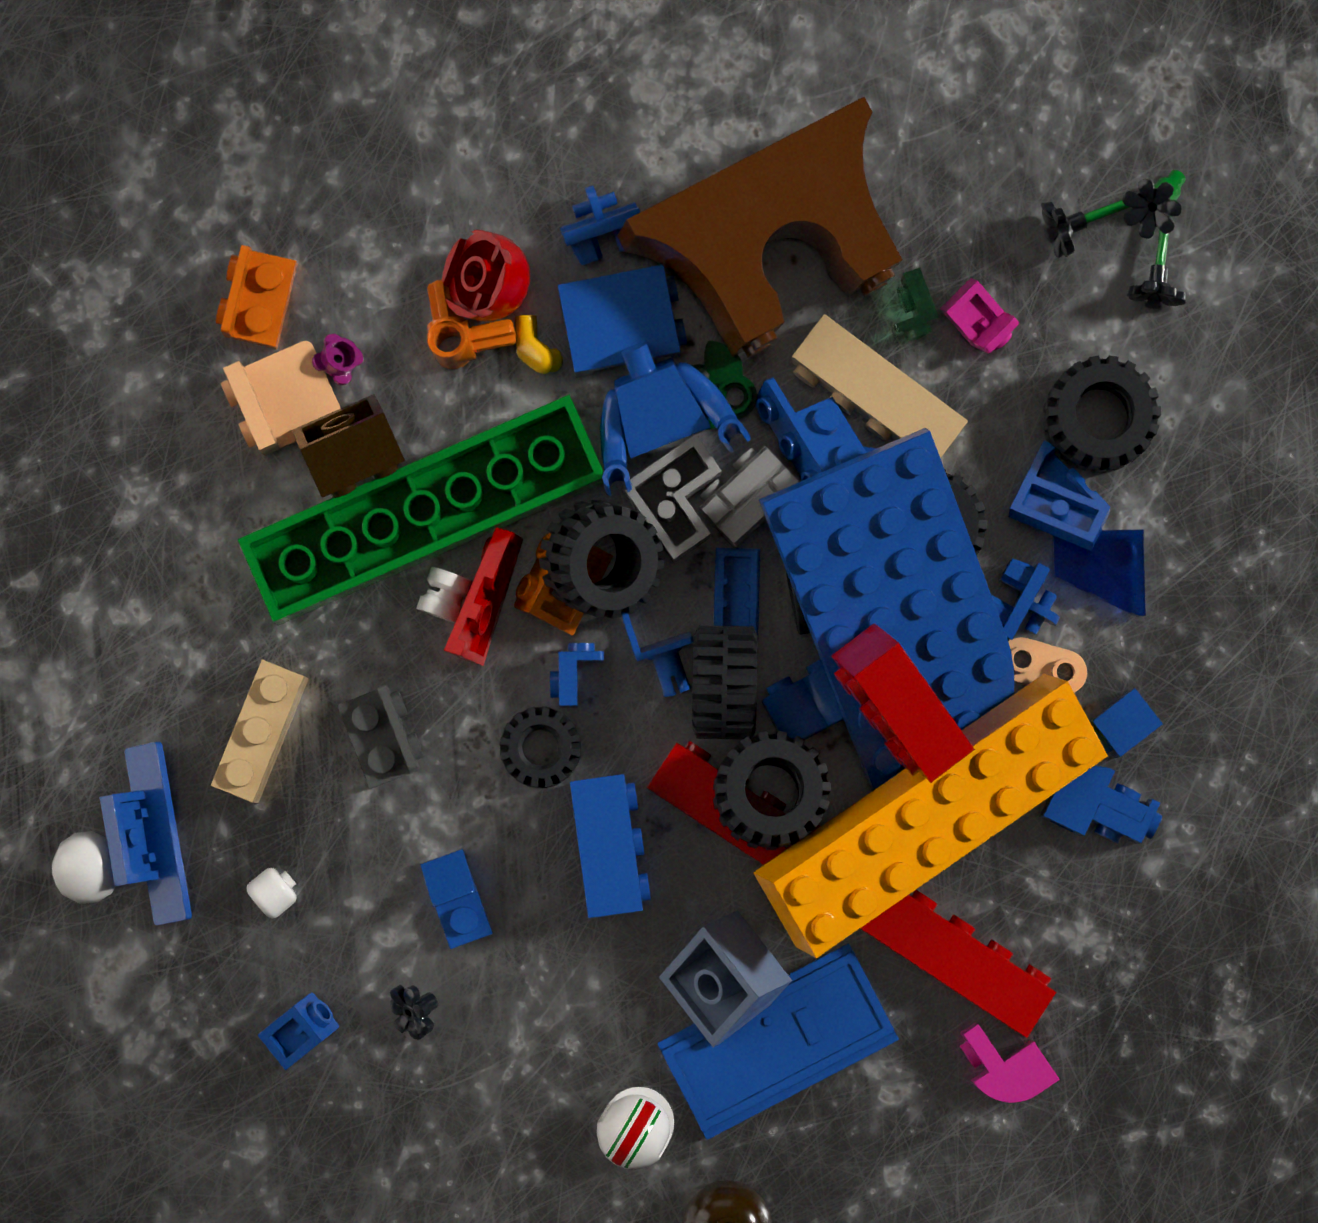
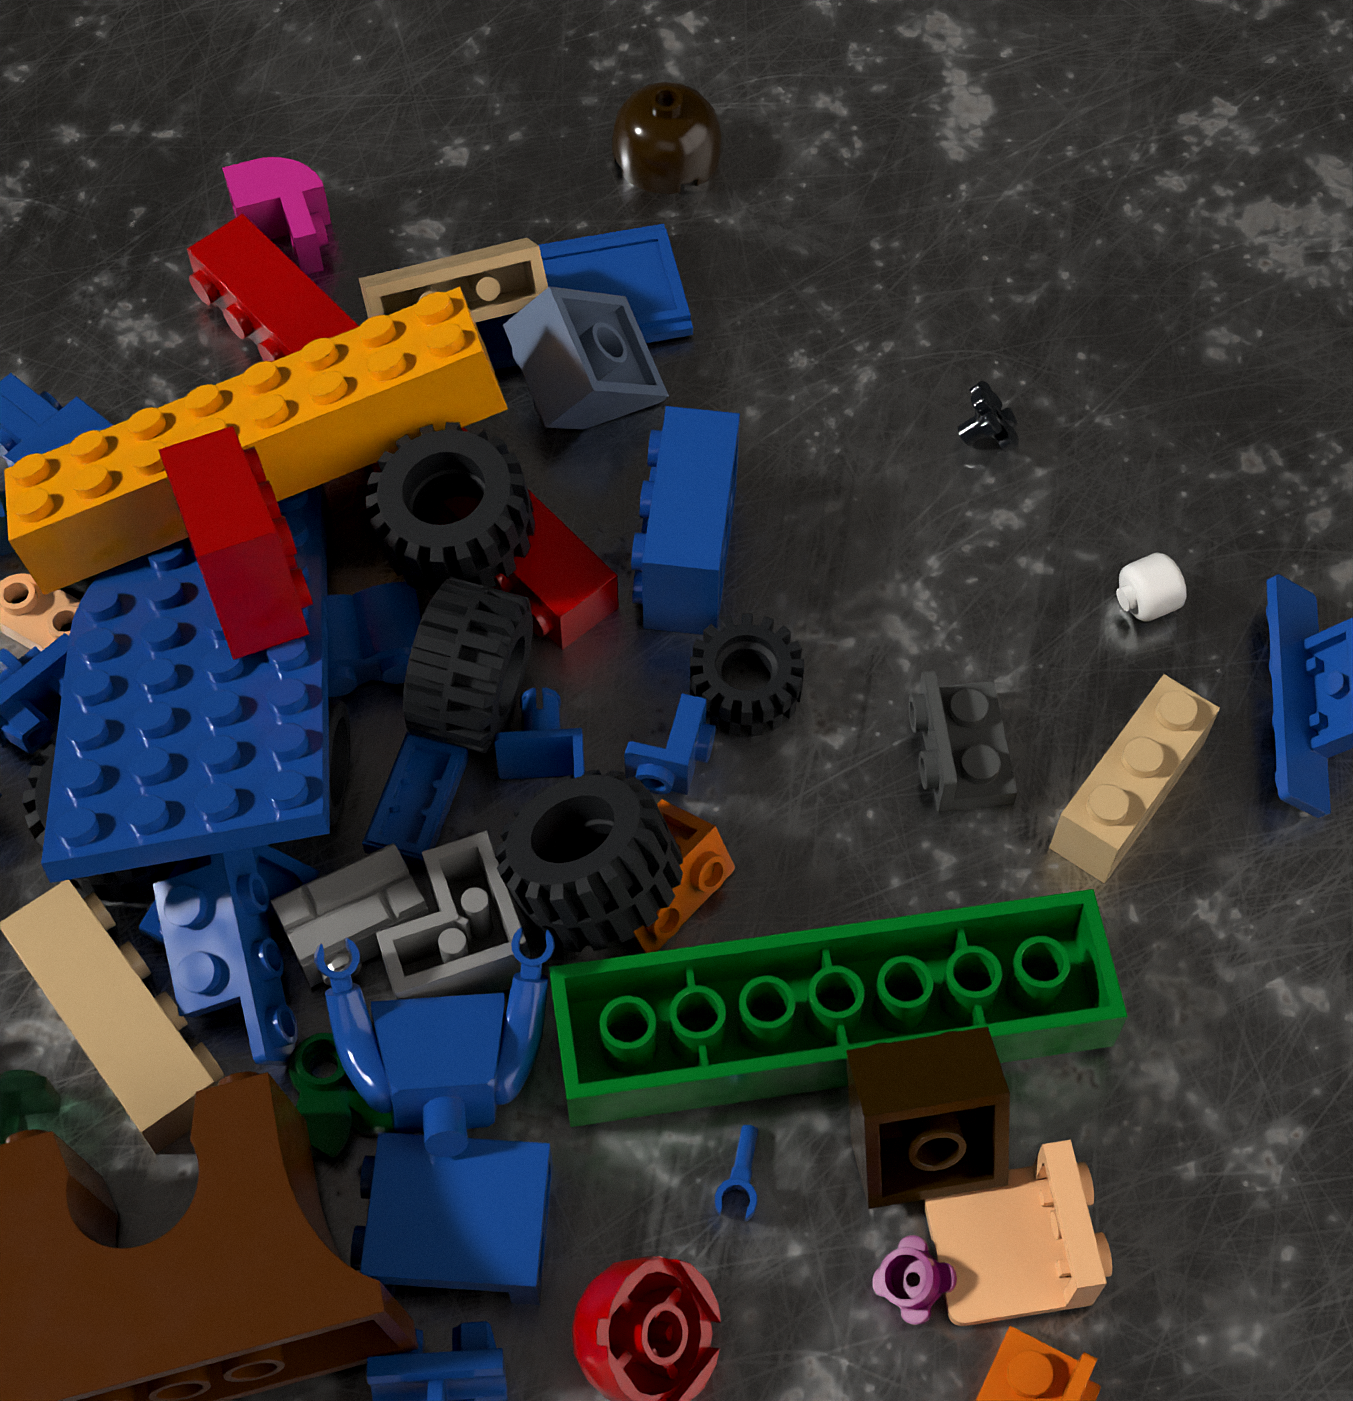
camera: 165 degrees left, 25 degrees down
(299, 1030) = (1140, 429): blue bracket -> none
(444, 594) = (831, 891): white wheel -> none
(456, 899) = (906, 535): blue slope -> none
(457, 398) = (741, 1172): none -> blue hand
(473, 338) = (730, 1288): orange axle -> none
(484, 601) = (772, 873): red wing -> none
(532, 350) = (605, 1212): yellow arm -> none
(635, 1128) = (746, 229): white helmet -> none
(837, 1000) = (492, 279): none -> tan brick

